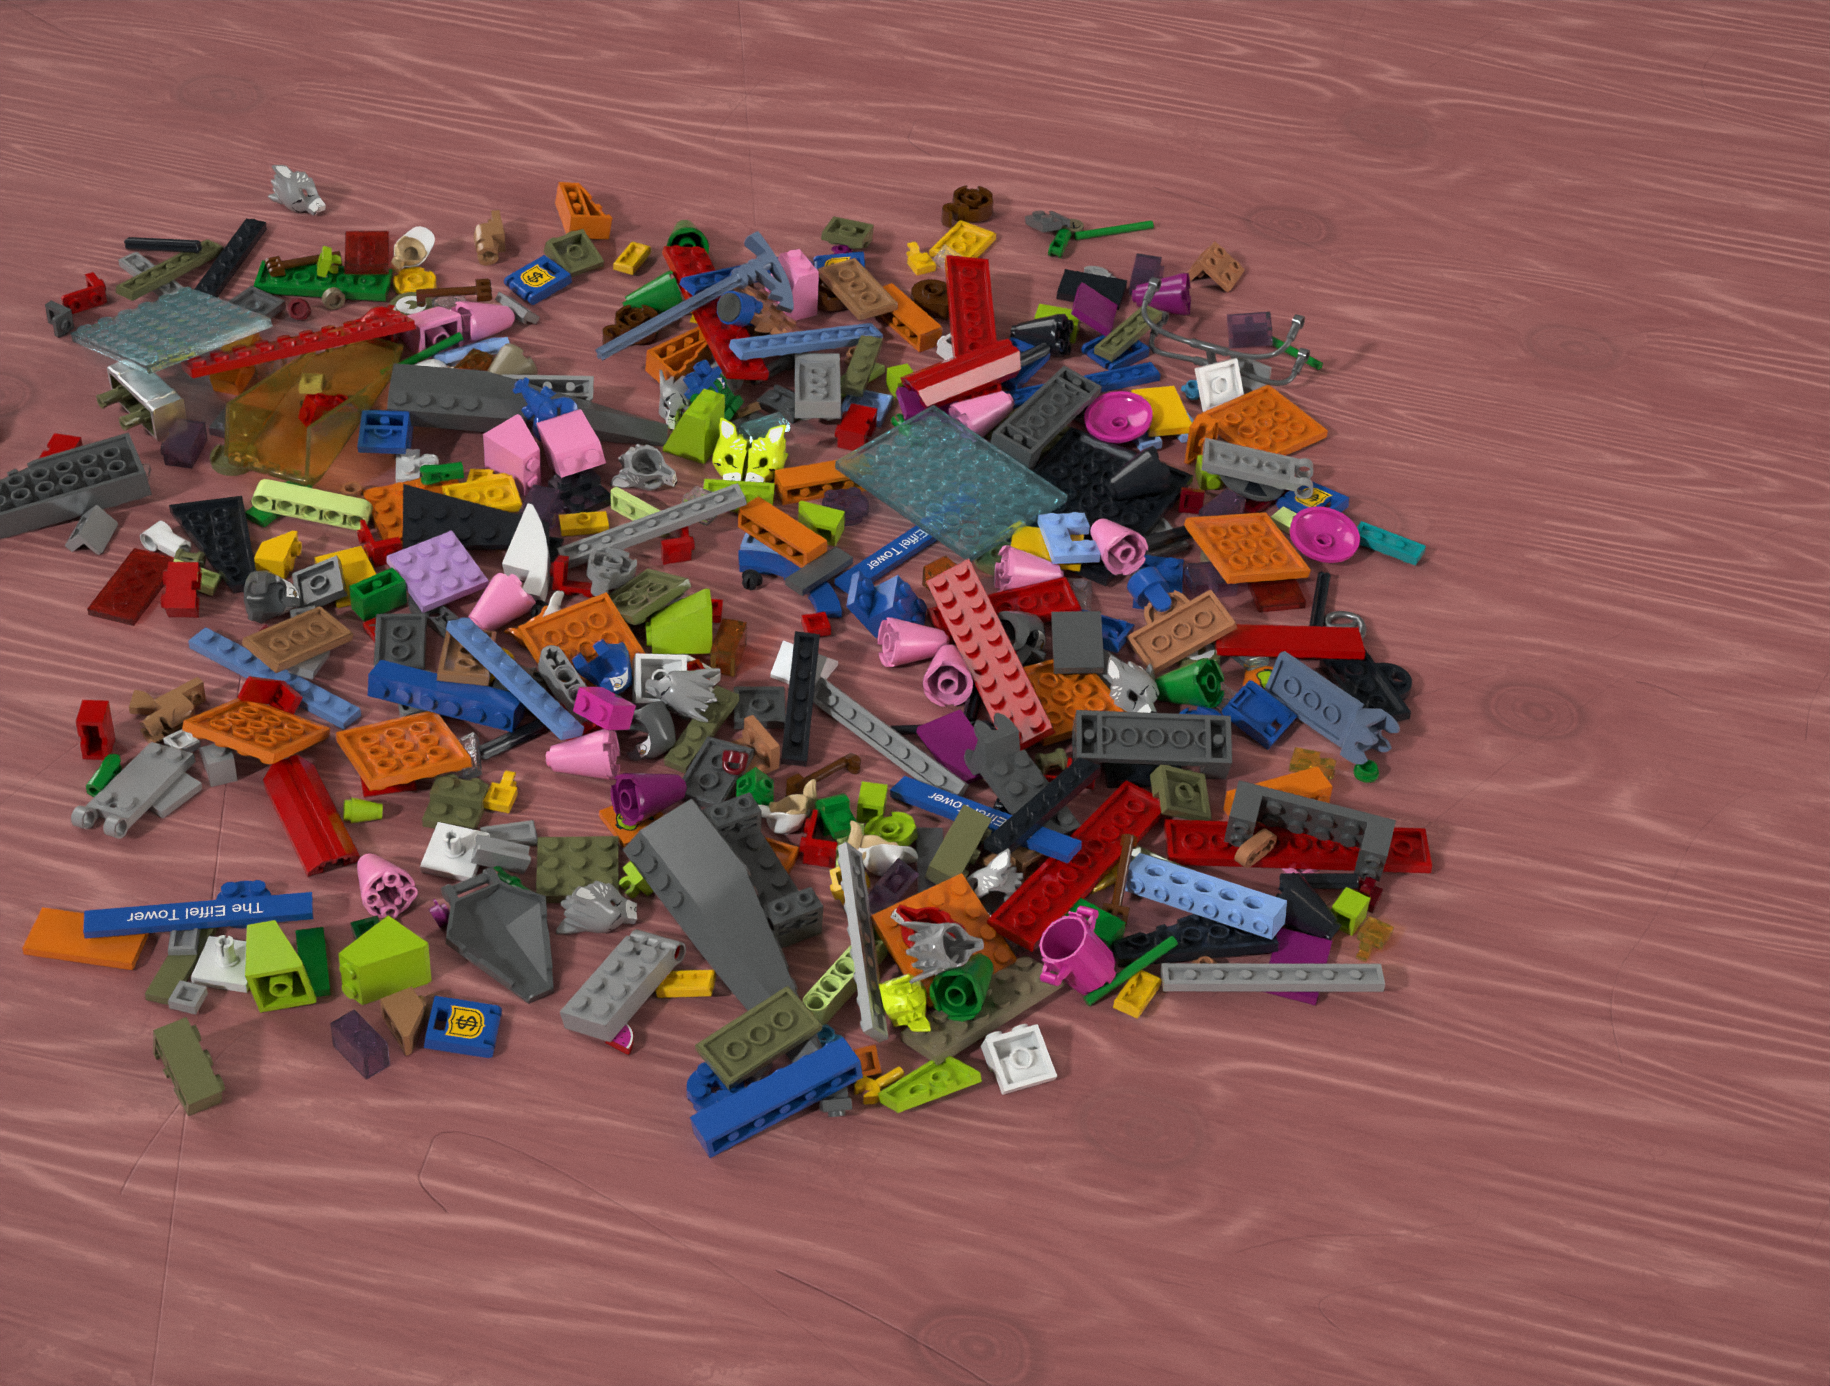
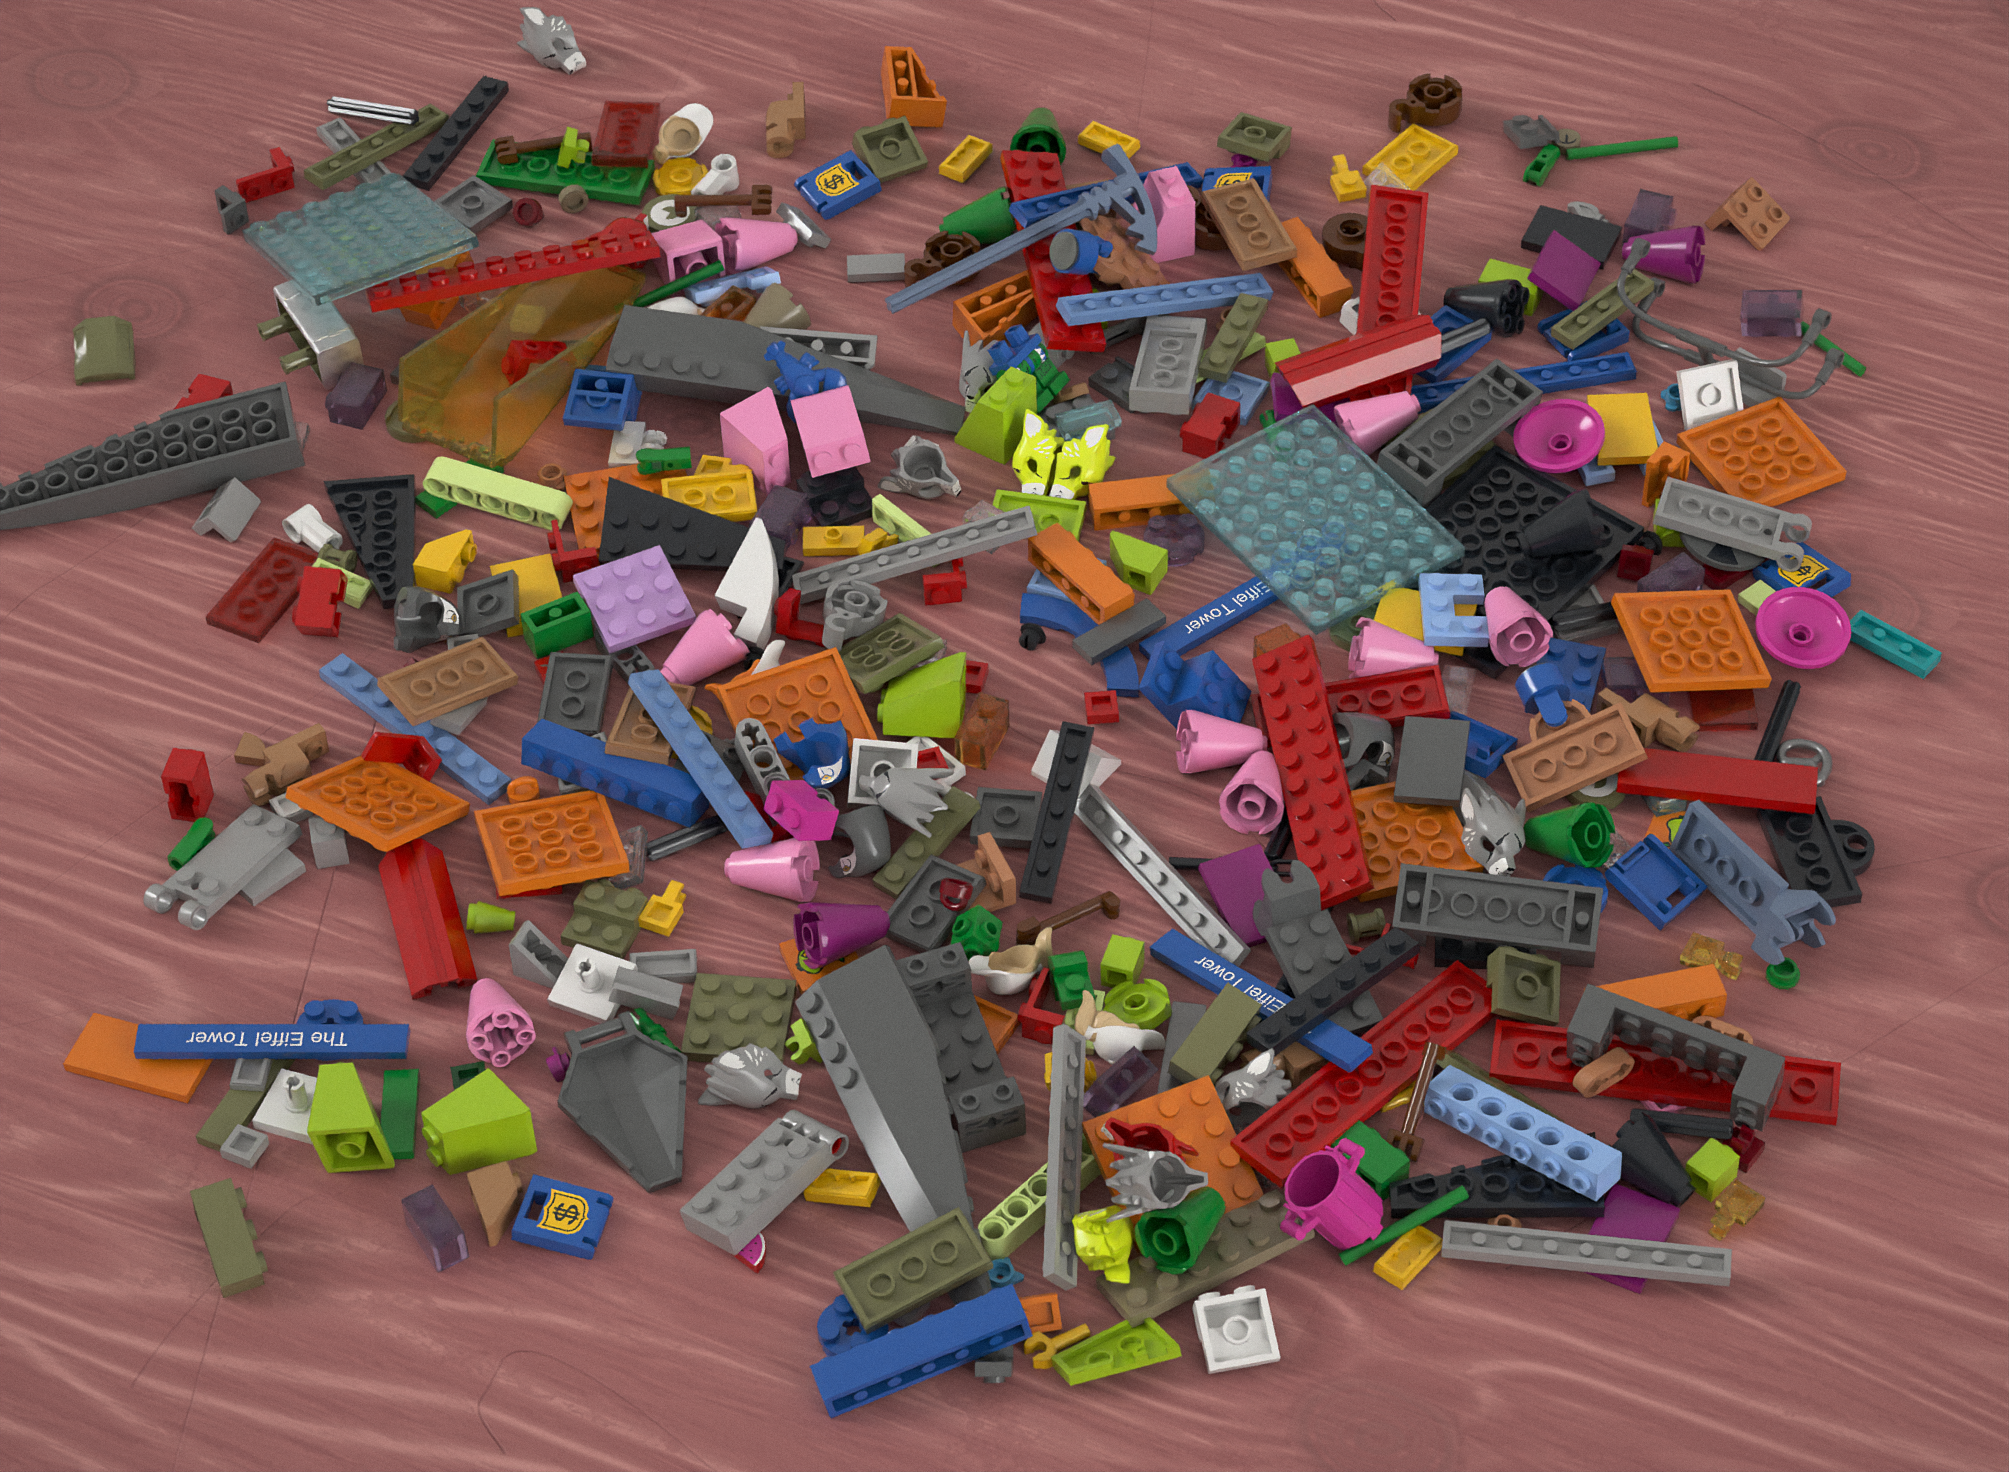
camera: 15 degrees right, 5 degrees up
(371, 714) = (523, 790): none -> orange tile
(405, 835) = (536, 956): none -> light grey slope
(447, 276) = (720, 179): none -> white piece
(578, 335) = (875, 267): none -> light grey tile
(617, 519) = (876, 540): none -> yellow plate
(732, 241) = (1101, 137): none -> yellow plate
(1198, 483) = (1651, 541): none -> black piece
(1236, 604) = (1654, 720): none -> medium nougat plate

